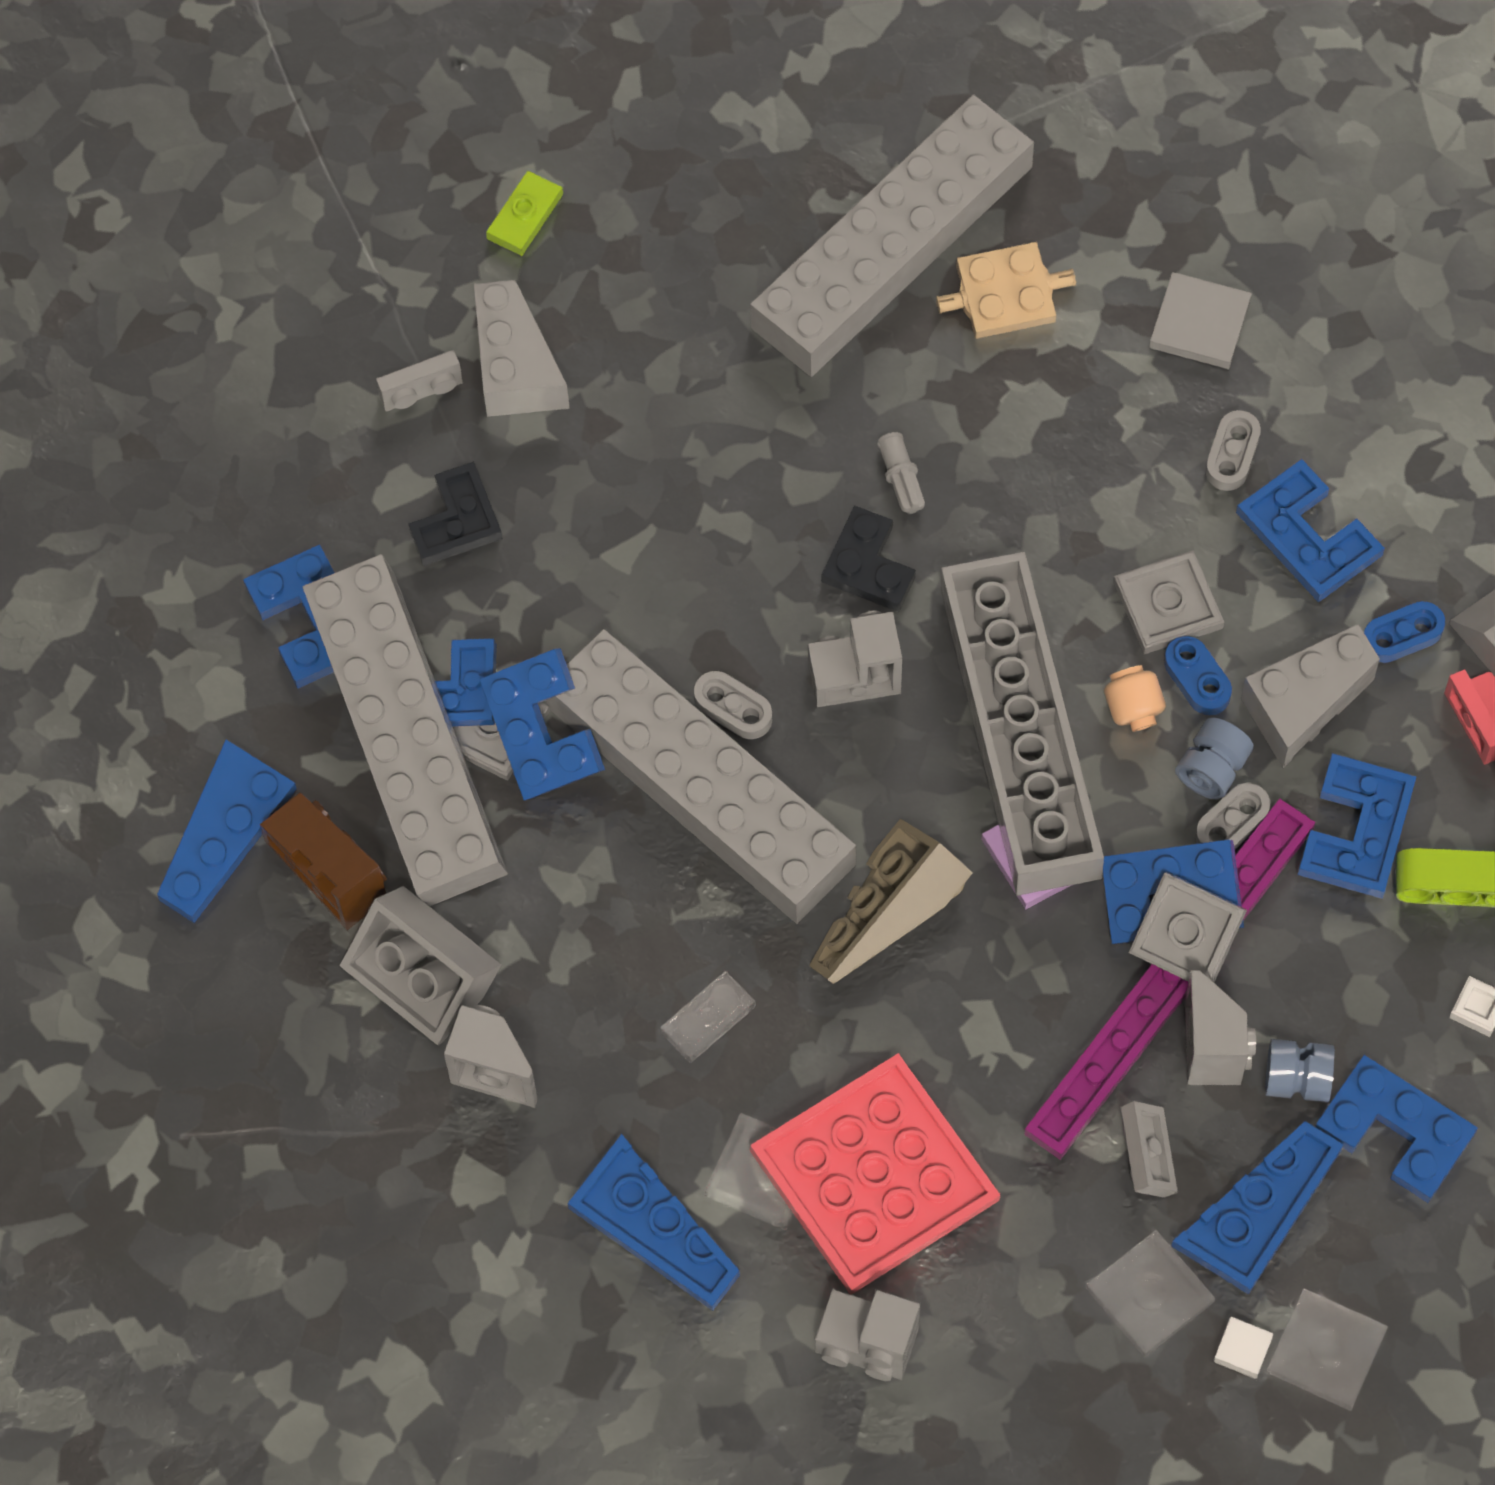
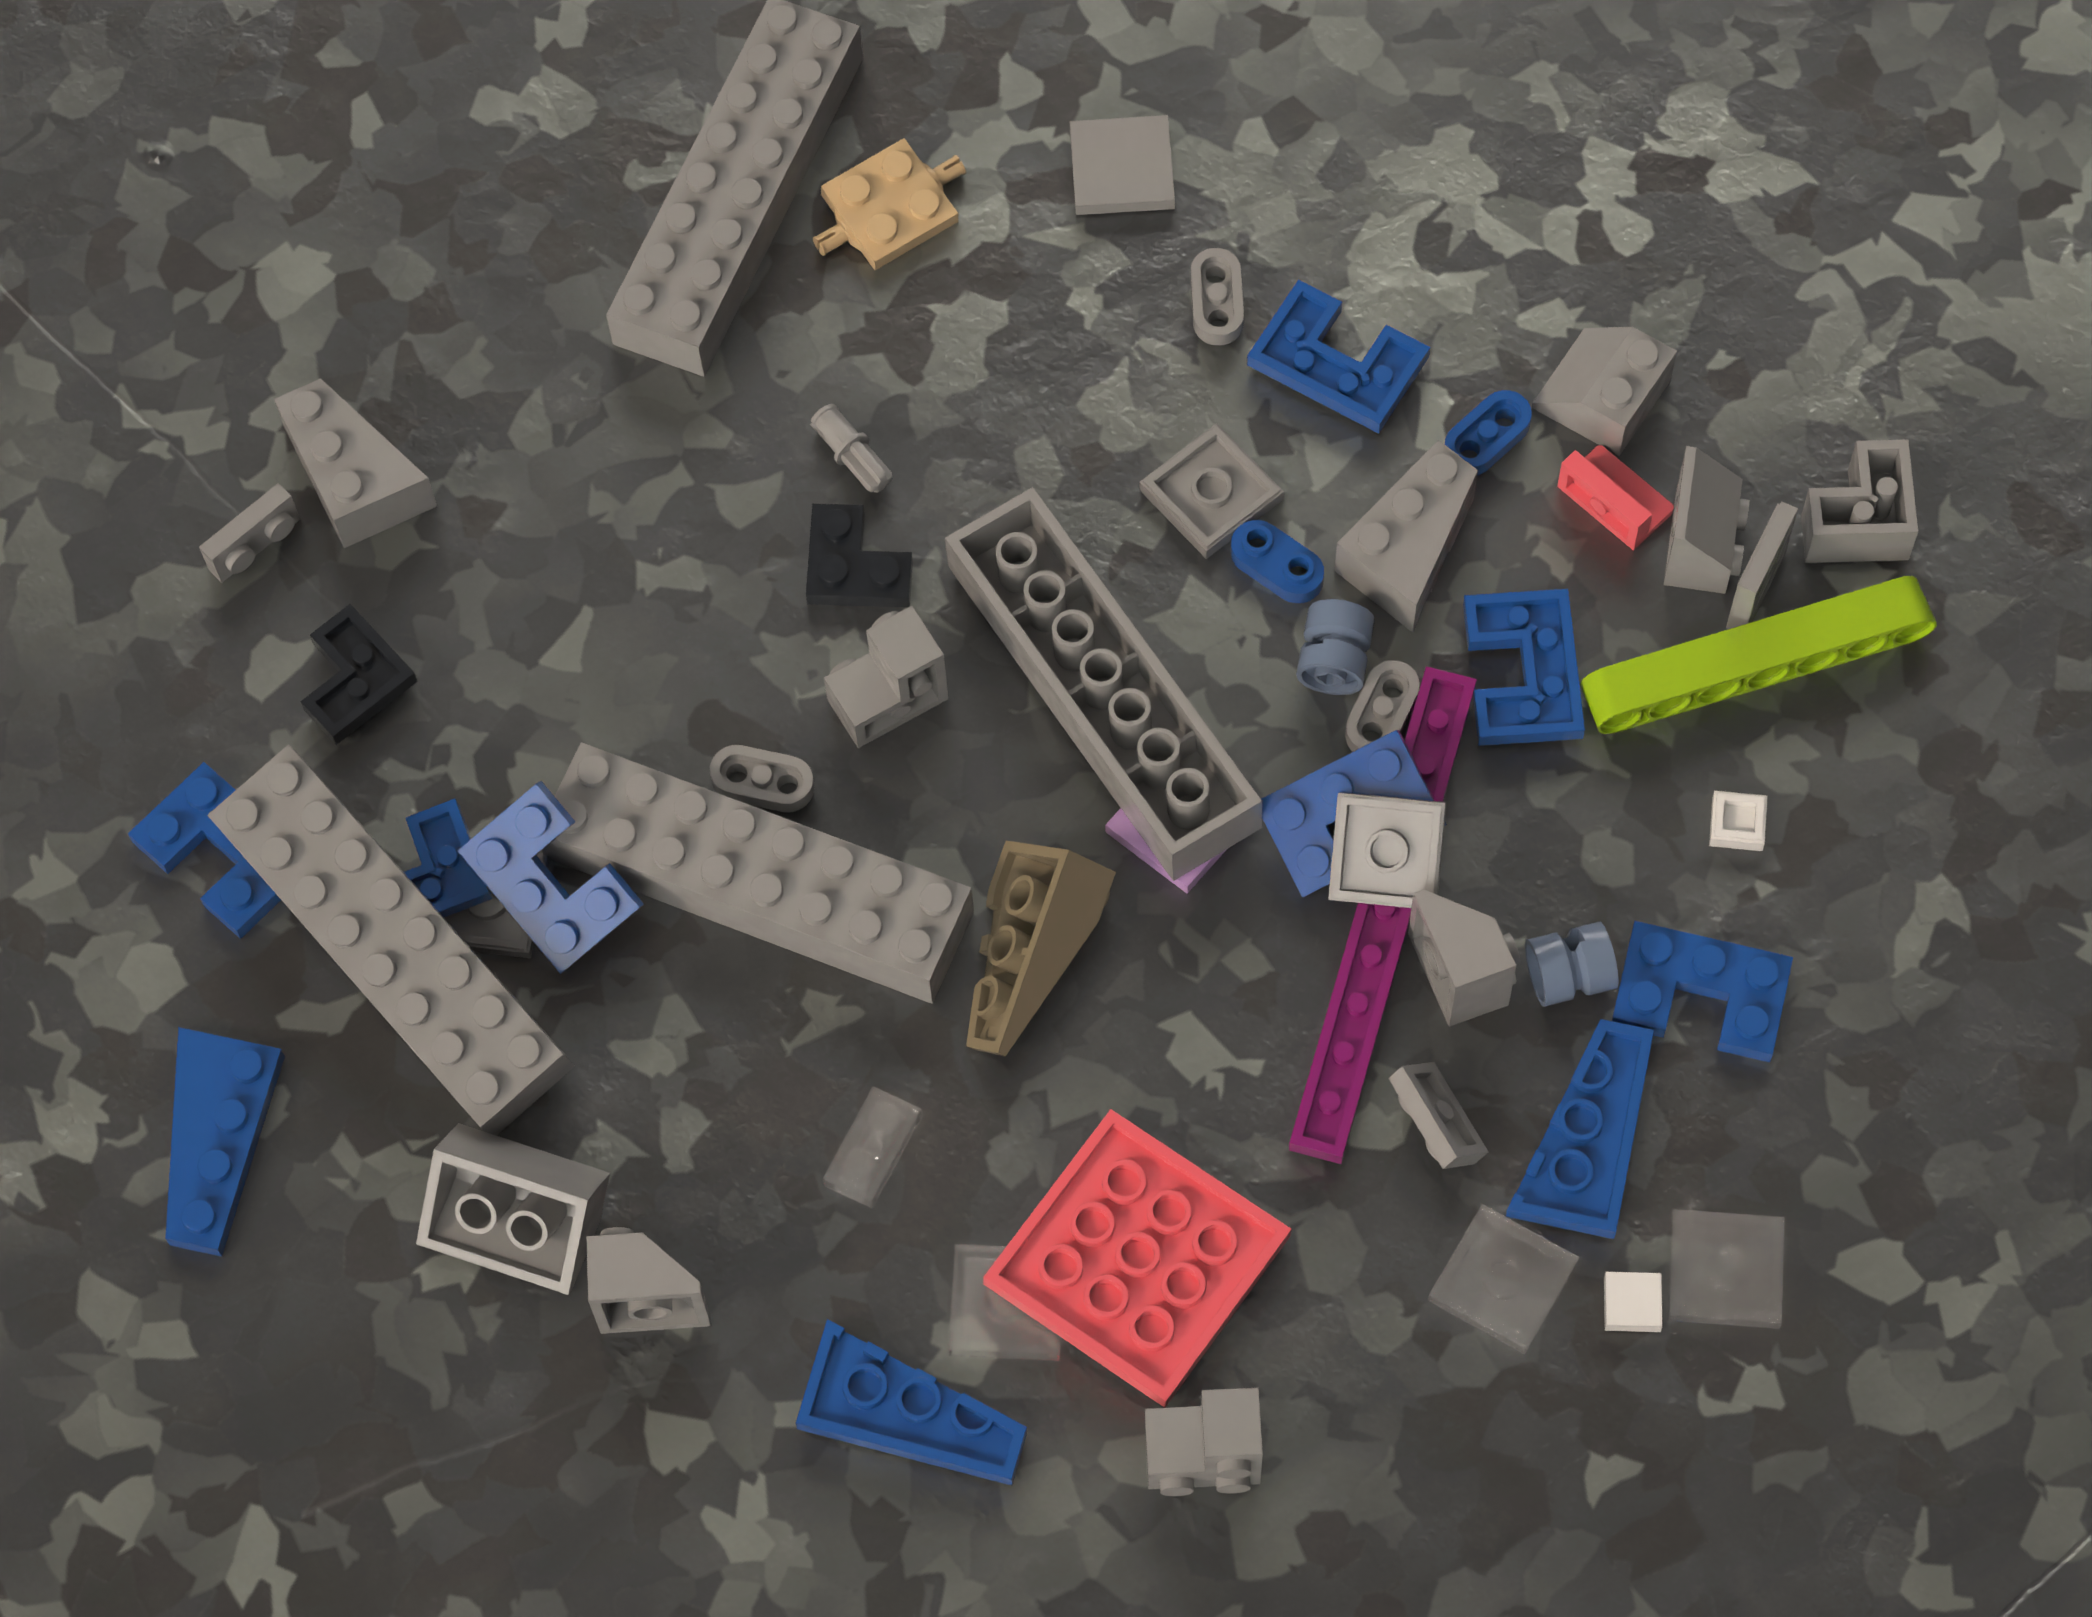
camera: 20 degrees left, 0 degrees up
(325, 859) = (353, 1125): reddish brown wedge -> none
(524, 213) = (298, 301): lime plate -> none
(1134, 698) = (1218, 610): light nougat head -> none

